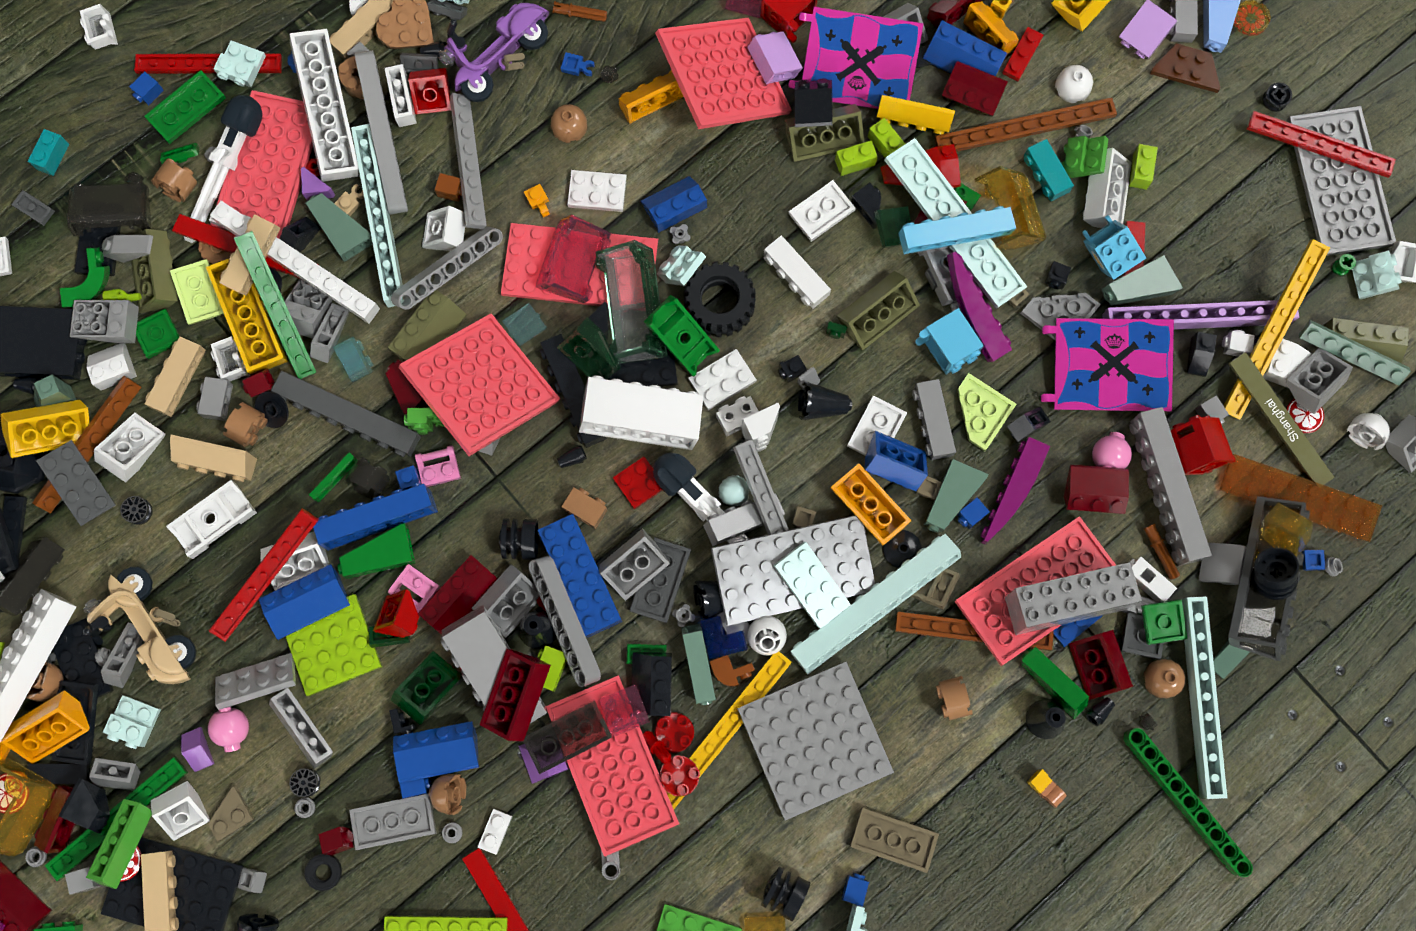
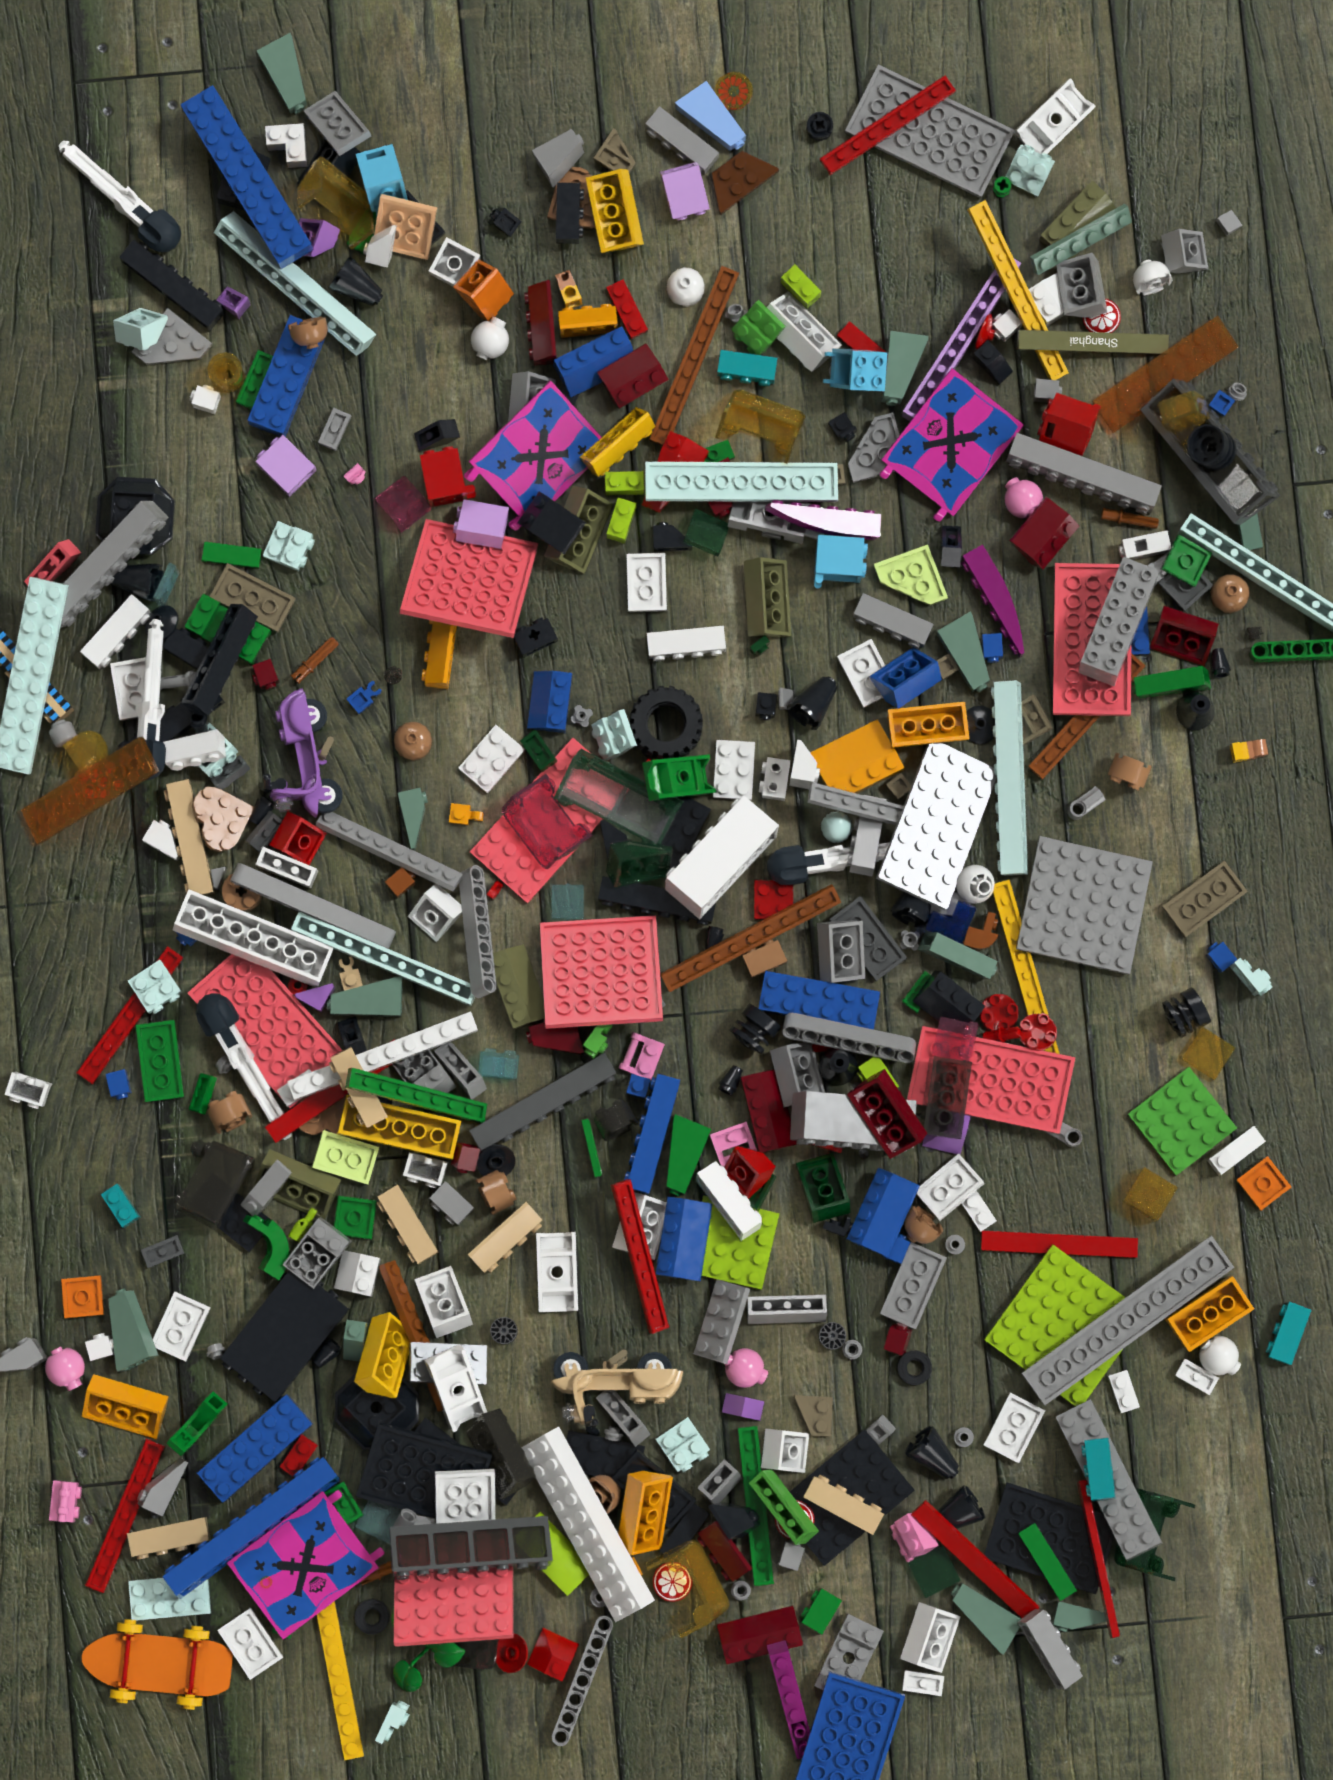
camera: 55 degrees left, 5 degrees up
(65, 487) = (451, 1370): none -> white piece
(360, 616) = (729, 1200): none -> white brick
(464, 550) = (731, 1080): none -> black cone
(493, 262) = (494, 891): none -> red tile
(496, 793) = (949, 1187): none -> white plate
(509, 161) = (413, 811): none -> sand green slope
(593, 484) = (750, 938): none -> dark orange plate
(628, 219) = (538, 750): none -> dark green plate
(721, 164) = (545, 638): none -> black brick
(800, 470) = (858, 759): none -> light orange slope
(812, 585) = (961, 819): light aqua plate -> none
(902, 681) = (1086, 803): none -> light grey piece
(956, 230) = (752, 486): medium azure brick -> none
(1222, 328) = (986, 332): none -> red dish
(1224, 564) = (1174, 478): light grey slope -> none

